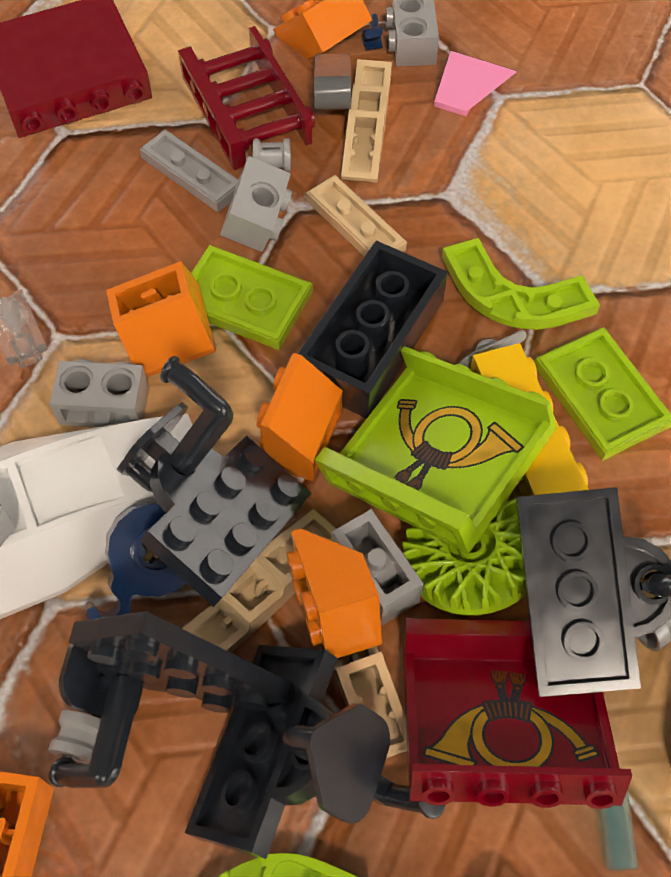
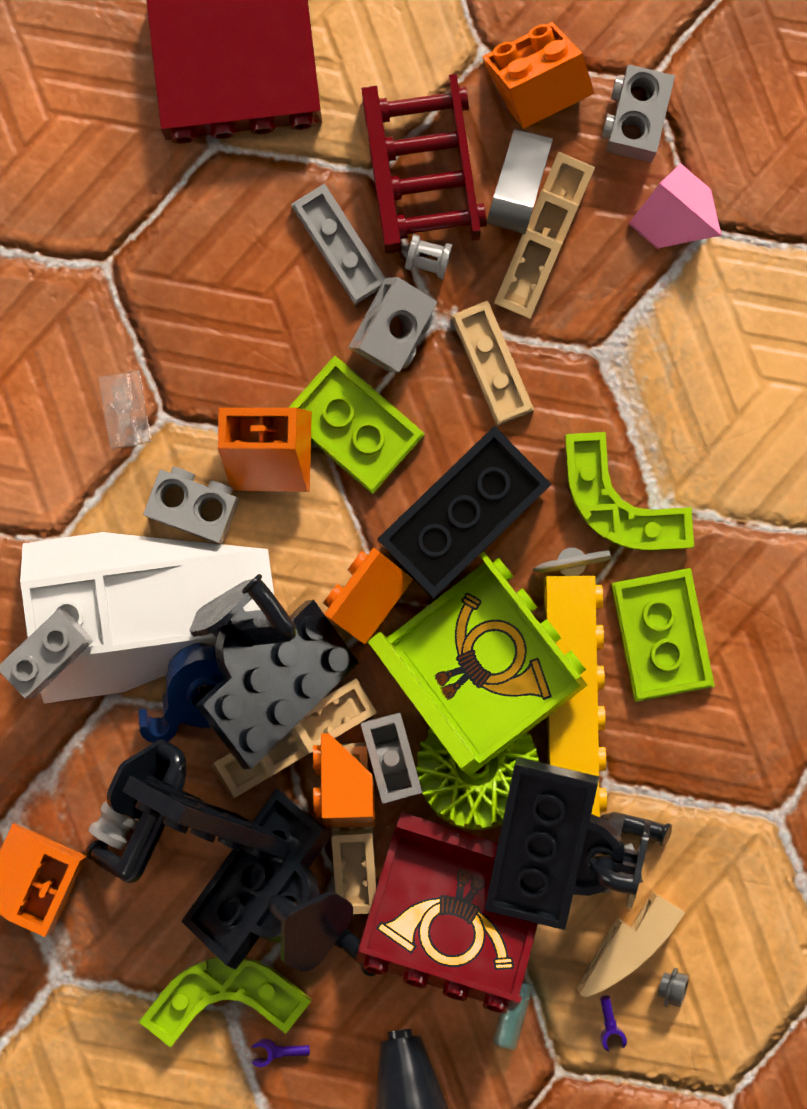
camera: 15 degrees right, 25 degrees up
(372, 36) = (591, 108): dark blue hand -> none

